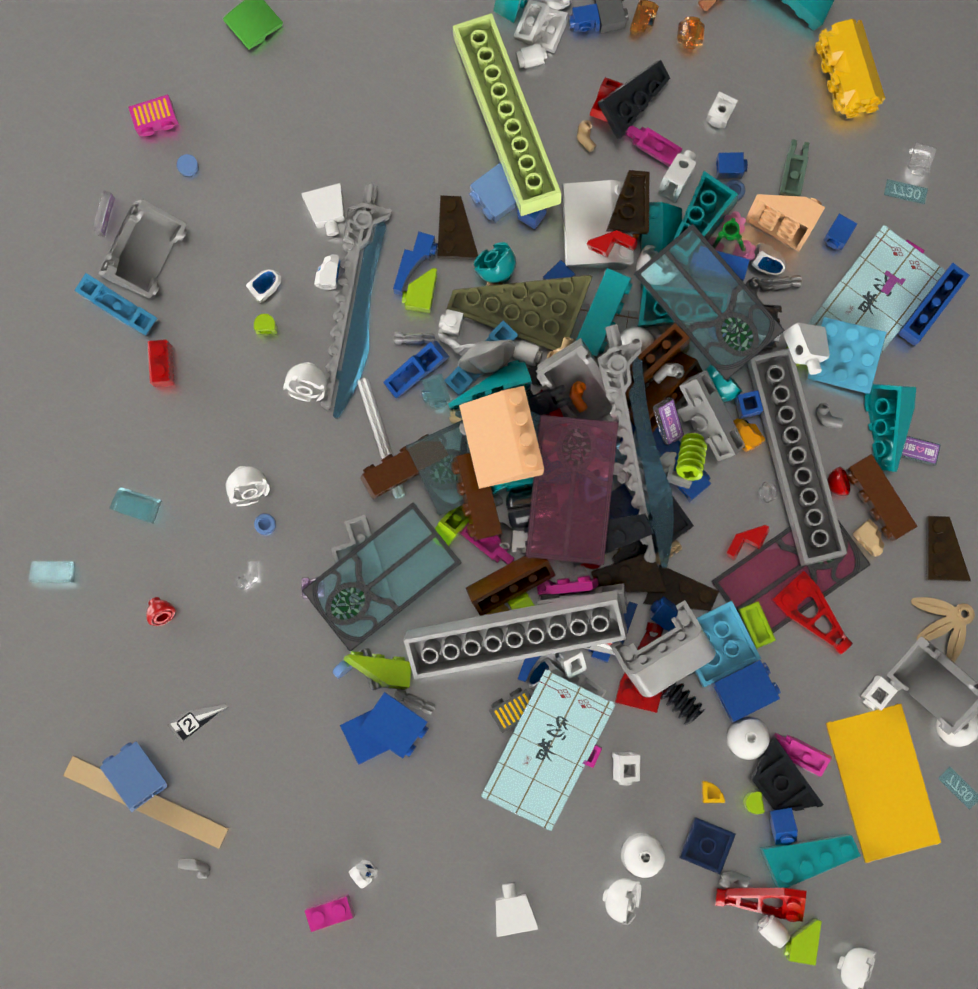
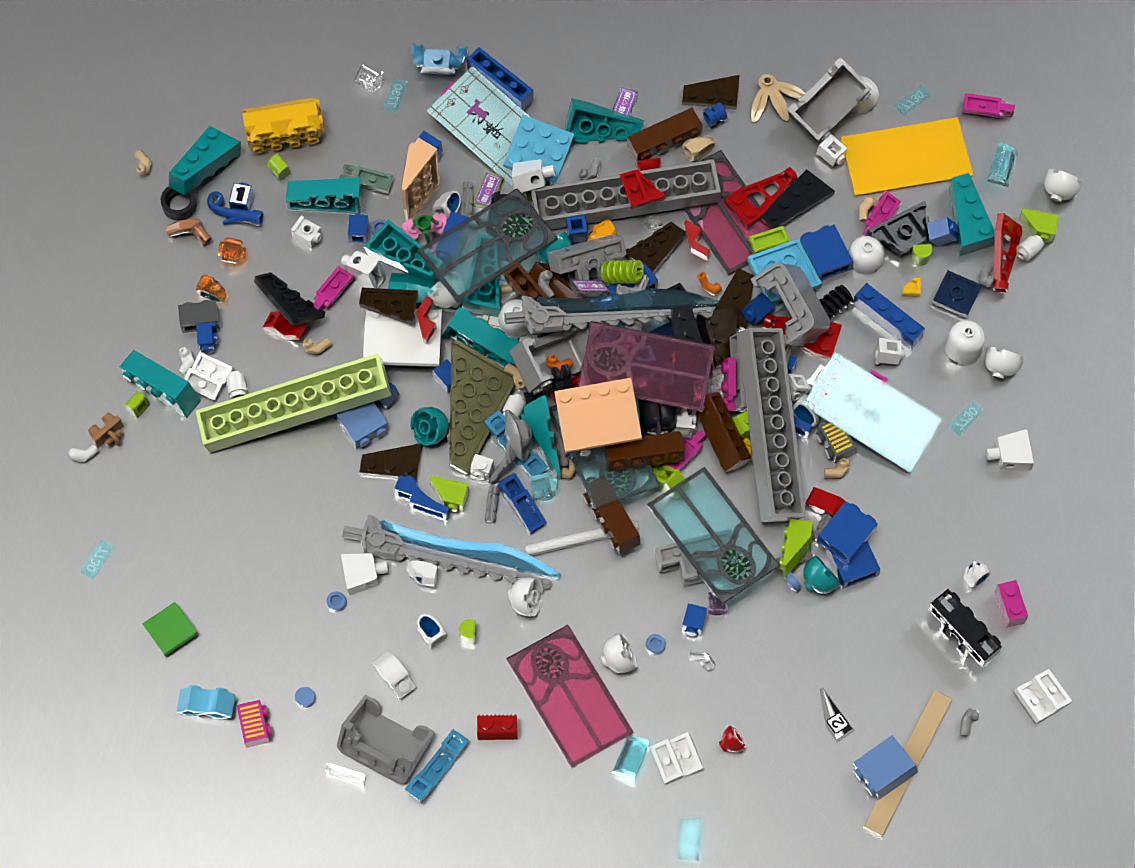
camera: 90 degrees left, 15 degrees down
(139, 554) = (677, 758): none -> white slope
(172, 65) = (213, 703): none -> medium azure brick
(204, 437) = (569, 696): none -> clear pink piece
(211, 250) = (395, 674): none -> white brick
(228, 949) = (1042, 696): none -> white slope
(290, 861) = (965, 627): none -> black piece
(291, 563) = (694, 620): none -> blue brick
(294, 186) = (336, 601): none -> medium blue tile
(348, 698) = (819, 577): none -> teal cylinder
(435, 704) = (824, 502): none -> red slope
(479, 716) = (839, 471): none -> tan arm
(555, 859) = (966, 418): none -> clear light blue sticker
(670, 766) = (888, 316): none -> blue brick
(694, 556) = (707, 286): none -> orange arm
(735, 496) = (657, 246): none -> dark brown wing
(736, 35) = (235, 215): none -> blue plant
(757, 35) = (241, 196): none -> brick
(767, 124) = (325, 195): none -> teal wedge
(794, 304) = (490, 184): none -> medium lavender tile
(797, 469) = (639, 189): none -> red wing
(799, 72) = (278, 167): none -> lime brick
(810, 734) = (868, 202): none -> tan arm
(818, 660) = (800, 196): none -> black wing
(880, 897) = (1003, 165): none -> clear light blue brick
(914, 554) = (714, 114): none -> blue wheel
(949, 234) = (438, 61): none -> dark azure torso
(958, 877) = (987, 106): none -> dark pink hinge

